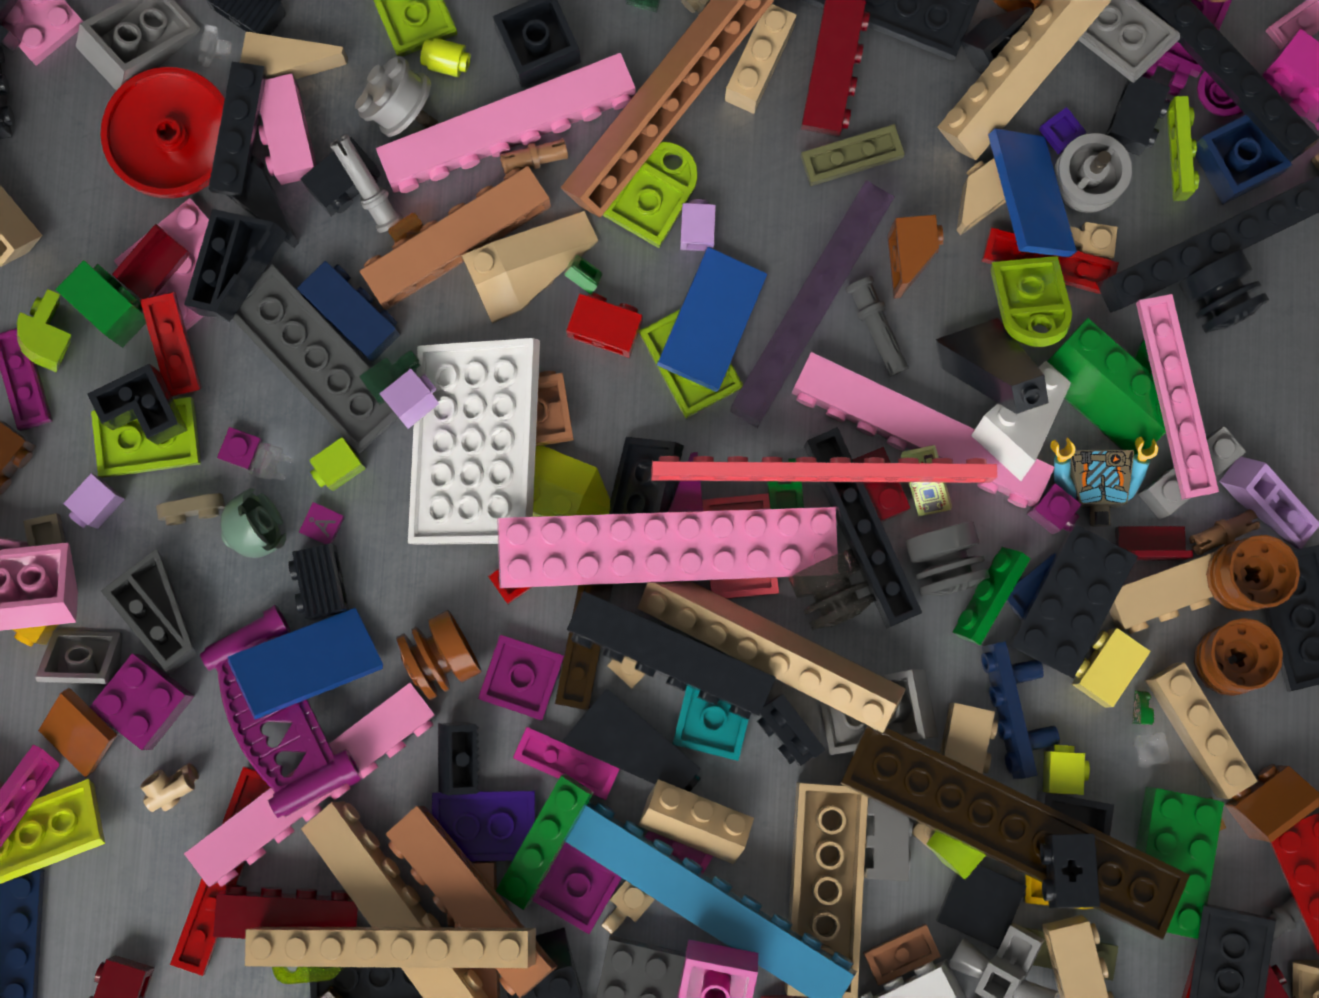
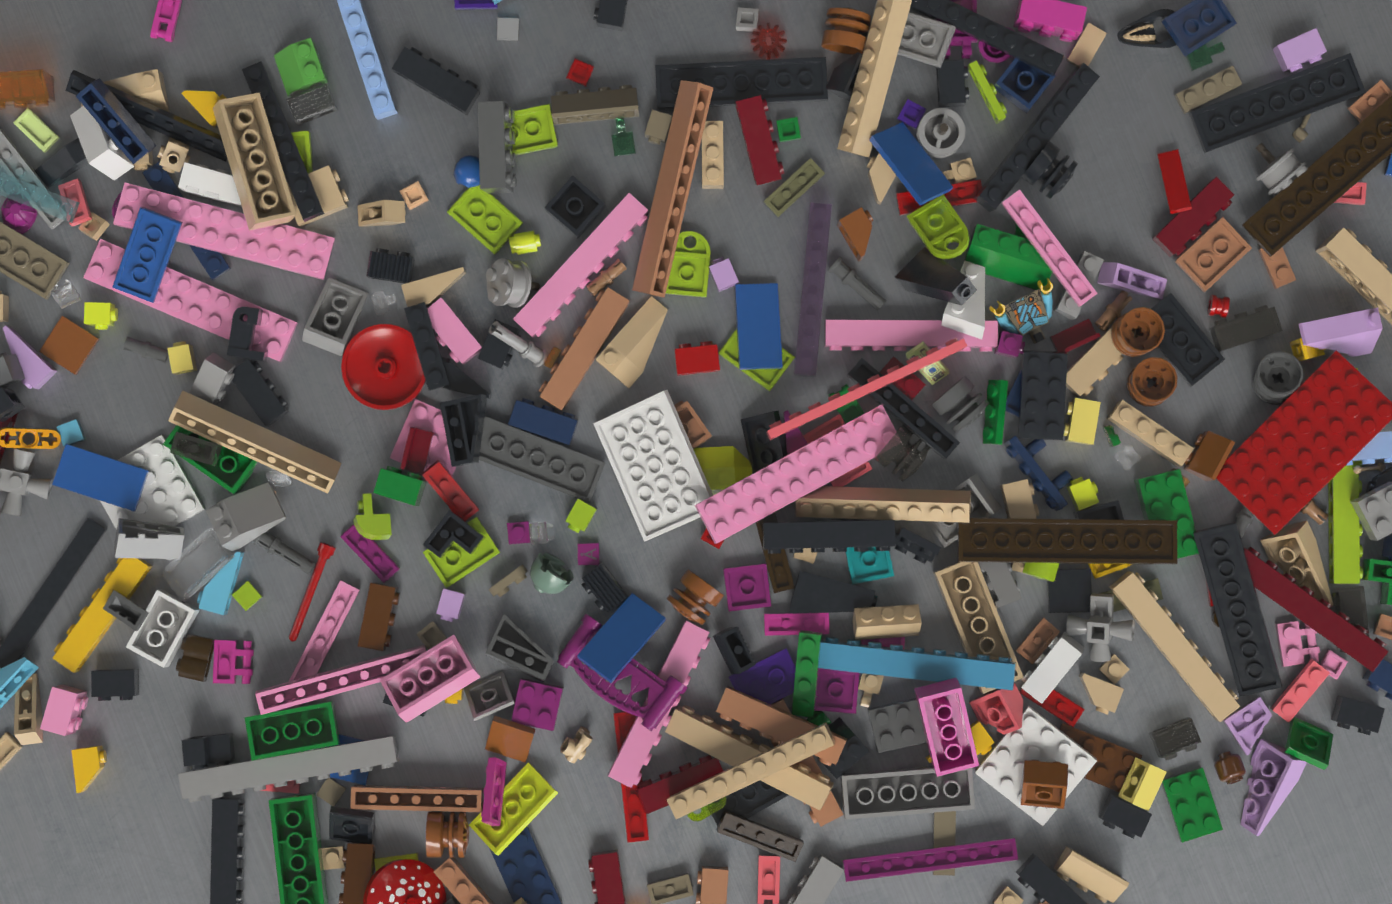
camera: 25 degrees left, 5 degrees up
(384, 374) = (586, 452): clear green plate -> none
(410, 397) = (607, 457): lavender brick -> none
(533, 917) = (819, 718): none -> green plate
(583, 274) = (670, 335): green tile -> none
(881, 74) = (788, 129): none -> green plate
(1076, 852) = (1109, 538): black brick -> none

